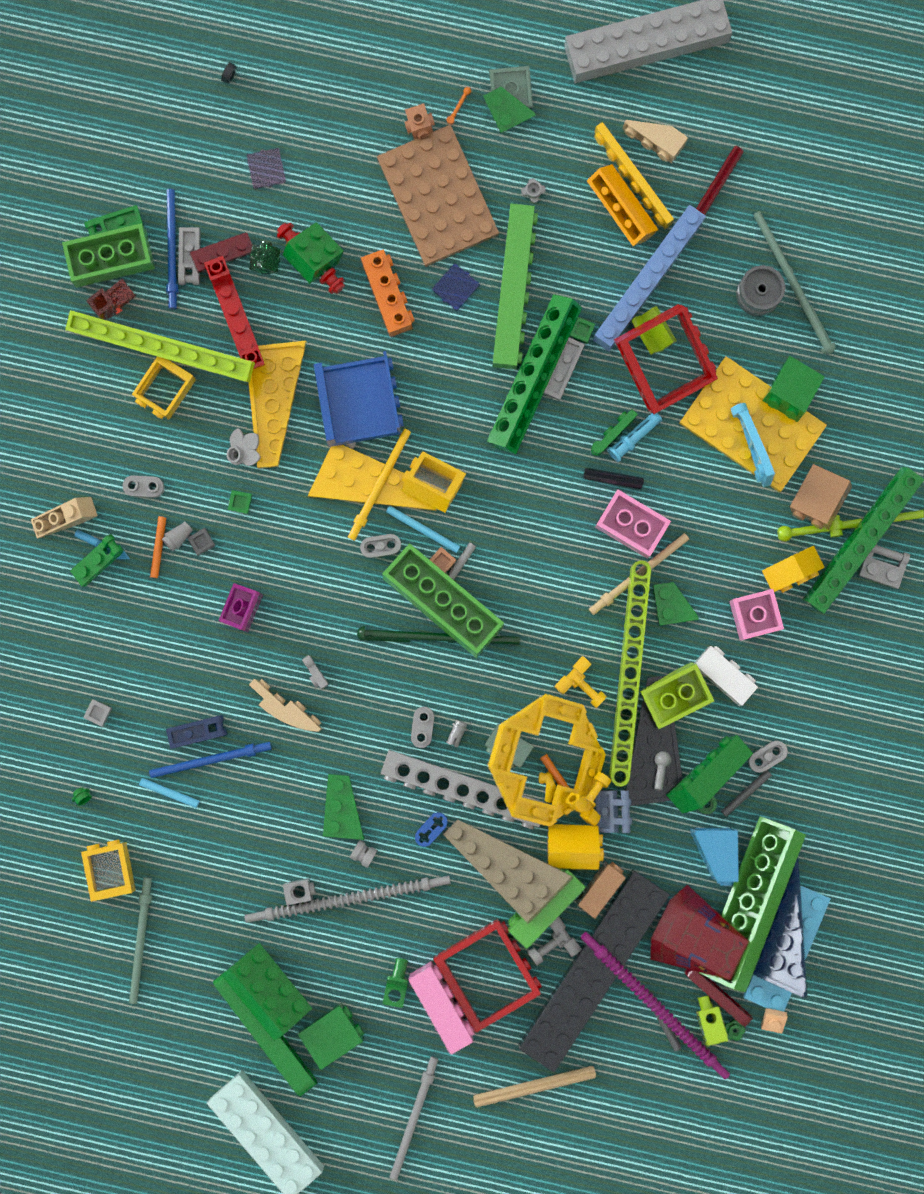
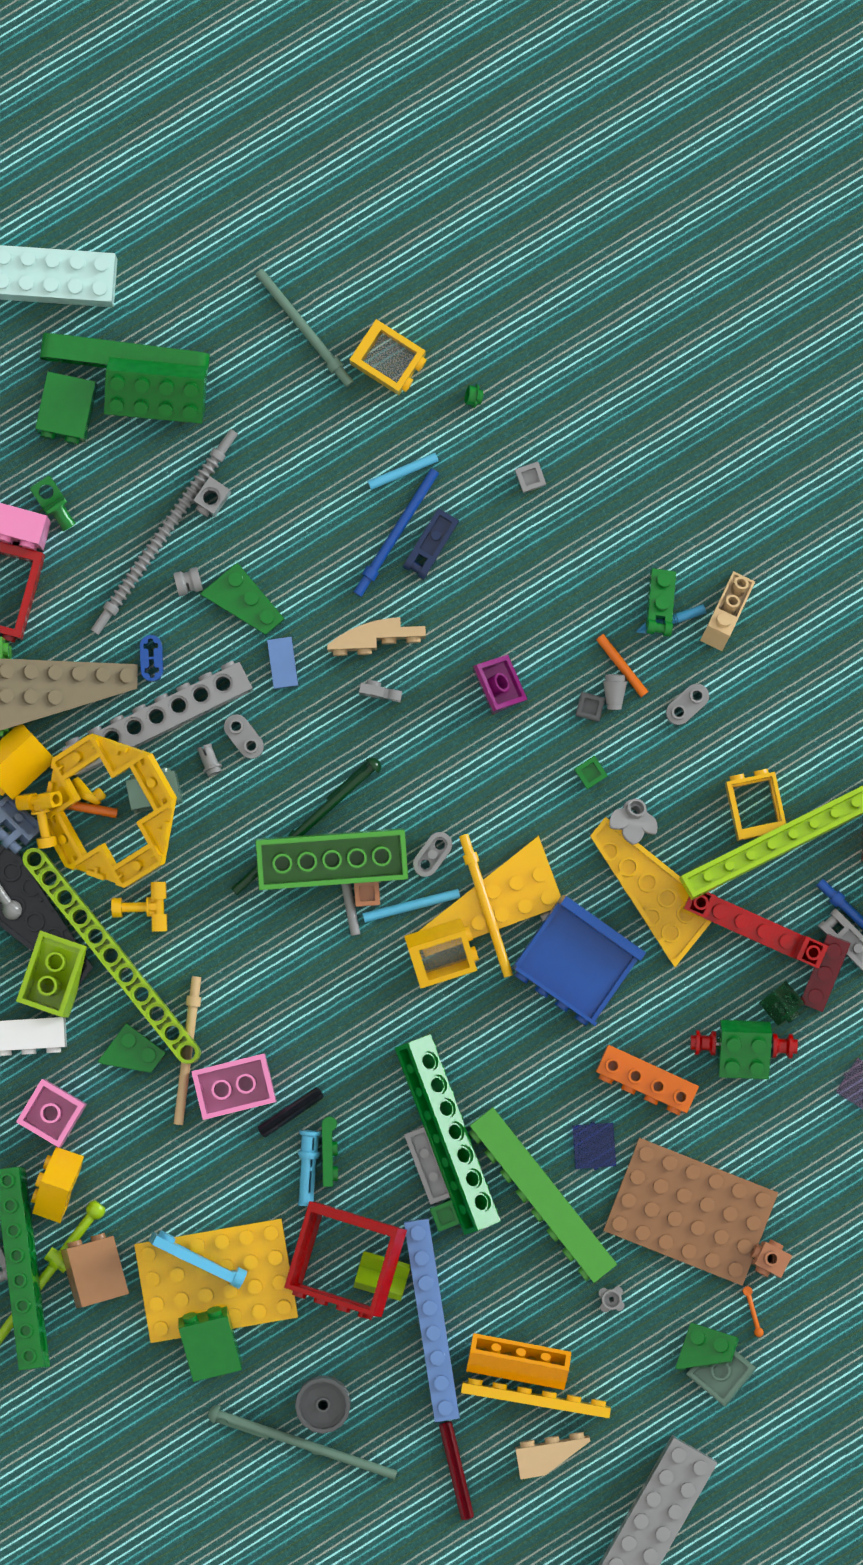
camera: 130 degrees right, 0 degrees up
(355, 748) = (282, 663): none -> medium blue tile

